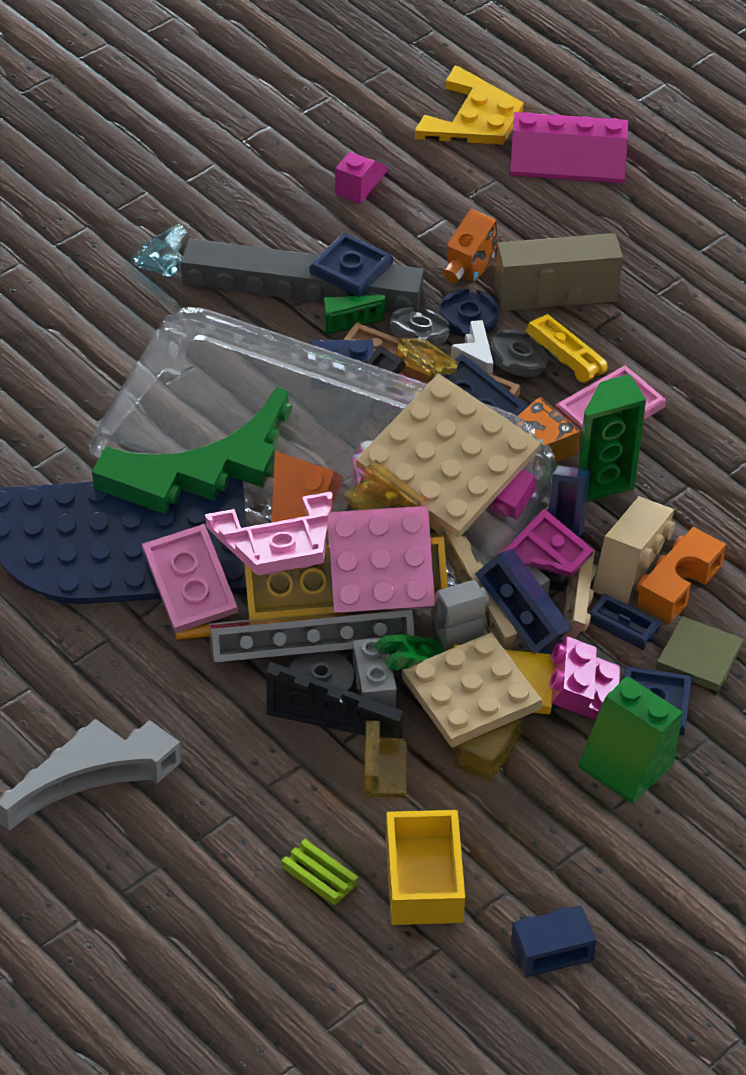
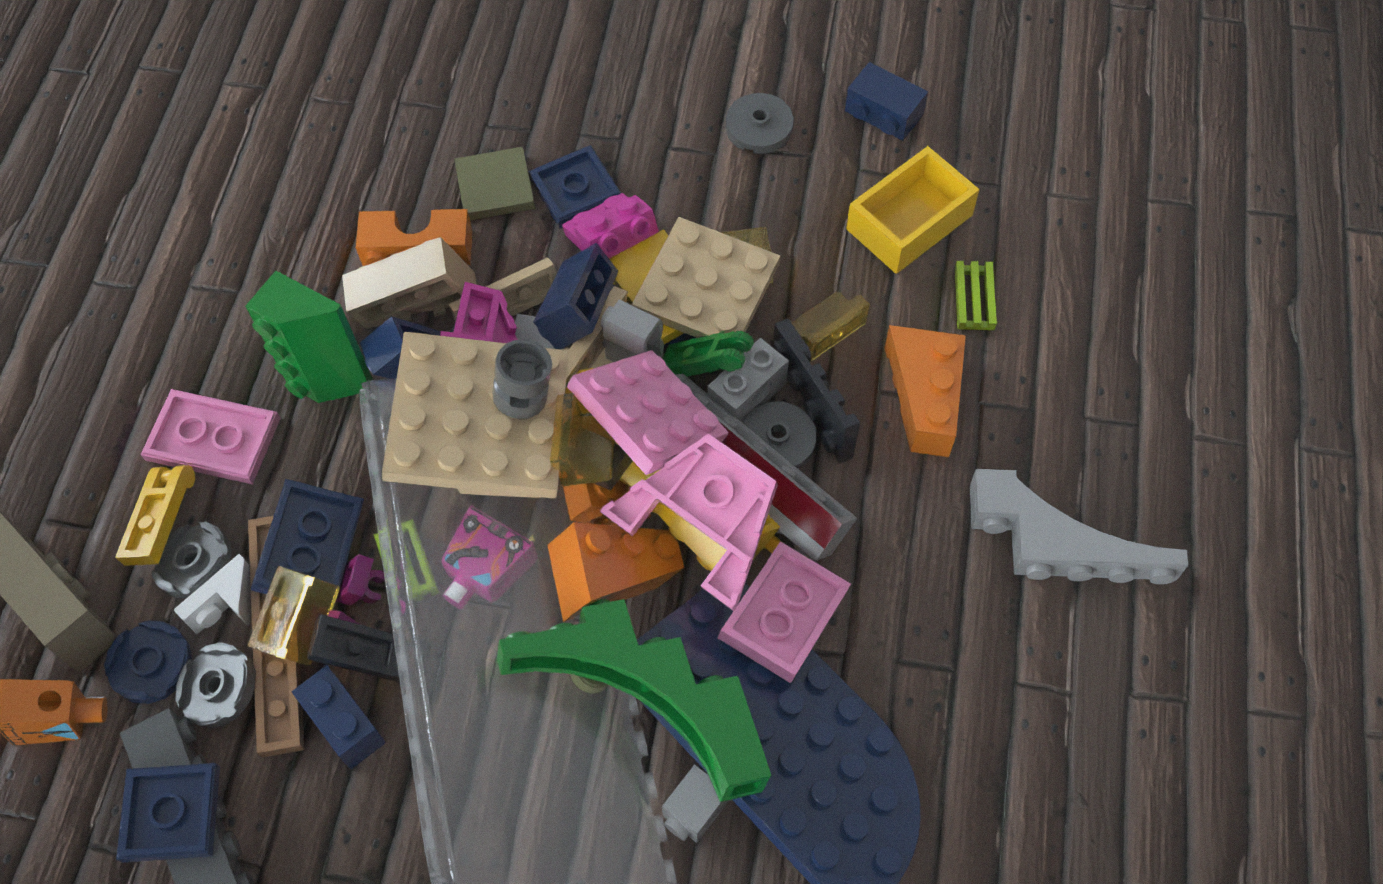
camera: 125 degrees left, 15 degrees up
(271, 774) = (928, 385): none -> orange wedge
(343, 313) = (250, 786): green slope -> none
(438, 461) = (521, 379): none -> dark grey wheel
(552, 429) = (312, 455): orange torso -> none
(609, 864) = (759, 123): none -> dark grey plate
(620, 624) = (501, 230): dark blue tile -> none
(632, 740) = (654, 147): green slope -> none

